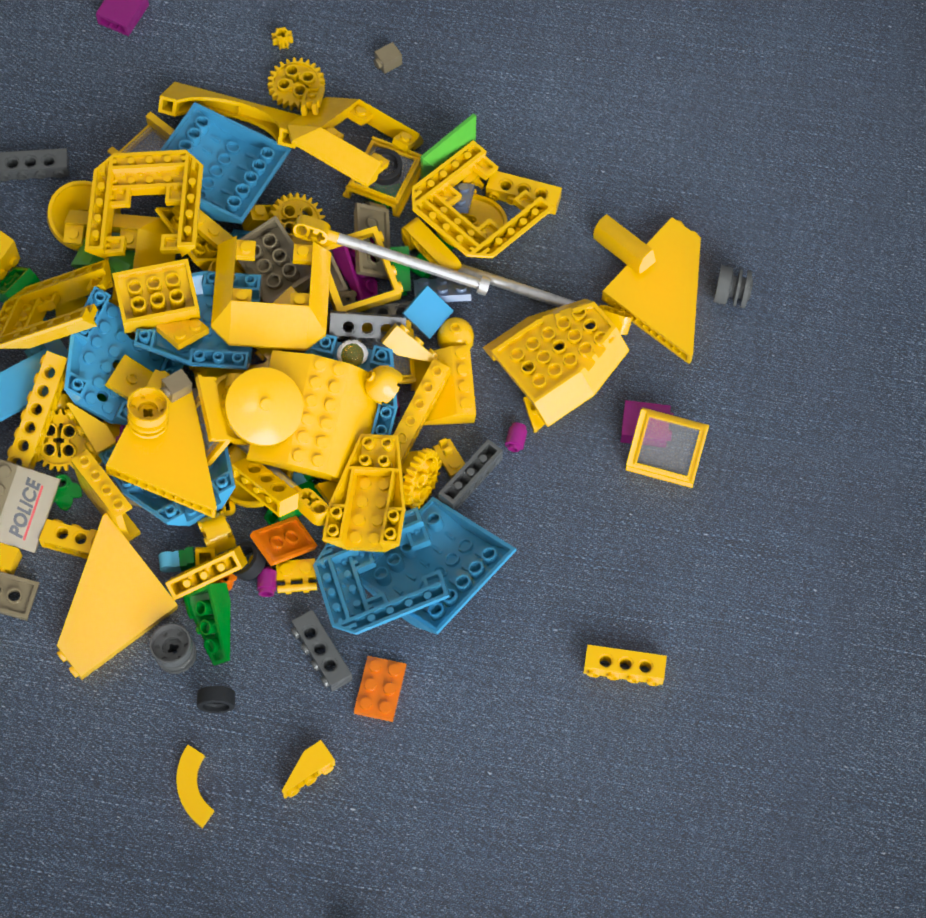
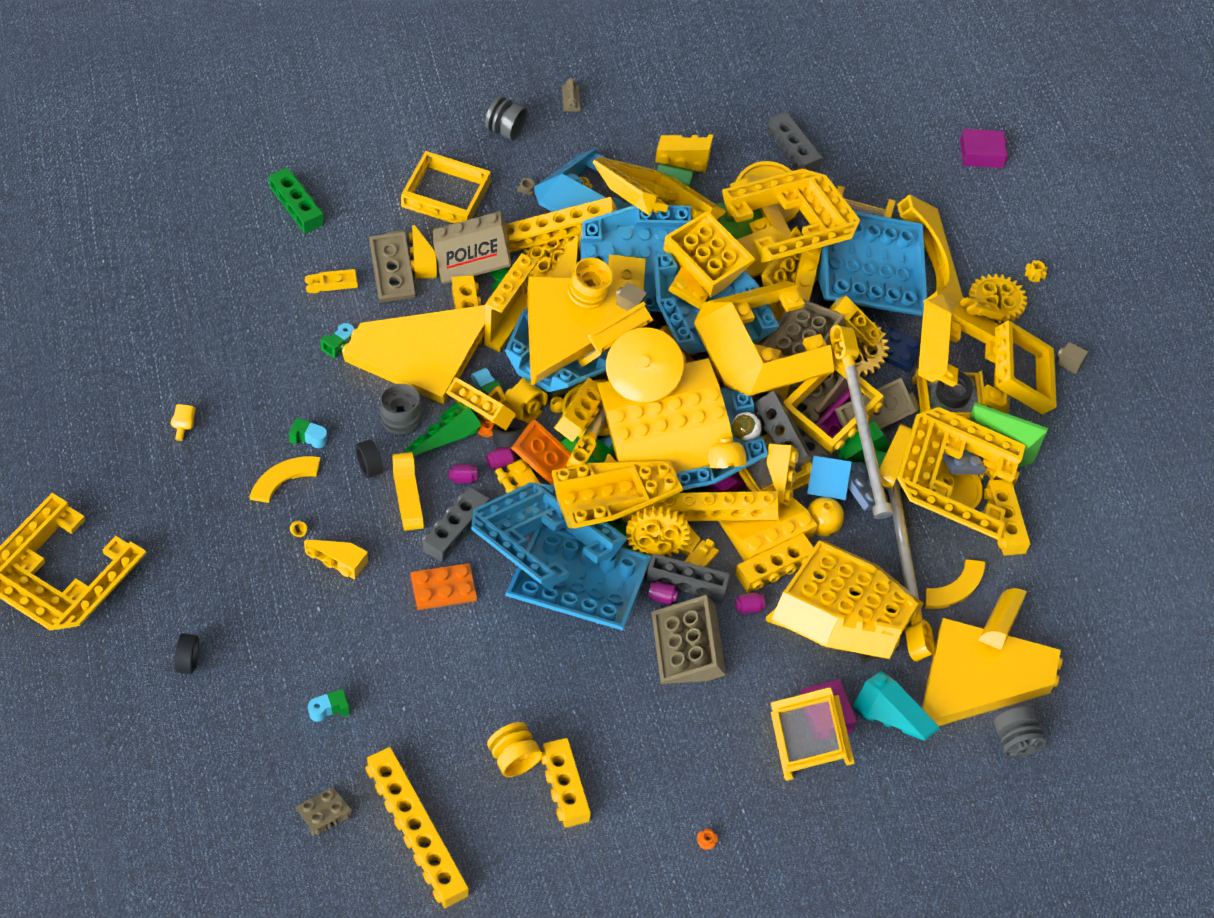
camera: 60 degrees right, 10 degrees down
(56, 670) = (334, 344): none -> green leg
(83, 858) = (183, 420): none -> yellow piece
(154, 744) = (308, 433): none -> leg
(256, 792) = (301, 527): none -> yellow hinge
(268, 621) = (463, 473): none -> magenta brick
(268, 680) = (407, 491): none -> yellow beam
(283, 208) = (858, 321): none -> yellow slope
(312, 185) = (902, 349): none -> dark blue plate
(418, 99) = (1045, 397): none -> yellow window
(462, 845) = (328, 705): none -> leg
(473, 503) = (663, 593): none -> magenta brick
(486, 425) = (764, 562): none -> yellow brick
(531, 505) = (688, 642): none -> dark tan slope
(565, 880) = (324, 809): none -> dark tan hinge
(575, 265) = (958, 590): none -> yellow tile
(580, 692) = (514, 749): none -> yellow wheel
(667, 371) = (889, 703): none -> teal wedge
(685, 794) = (387, 763): none -> yellow brick
(722, 578) = (707, 844): none -> orange plate

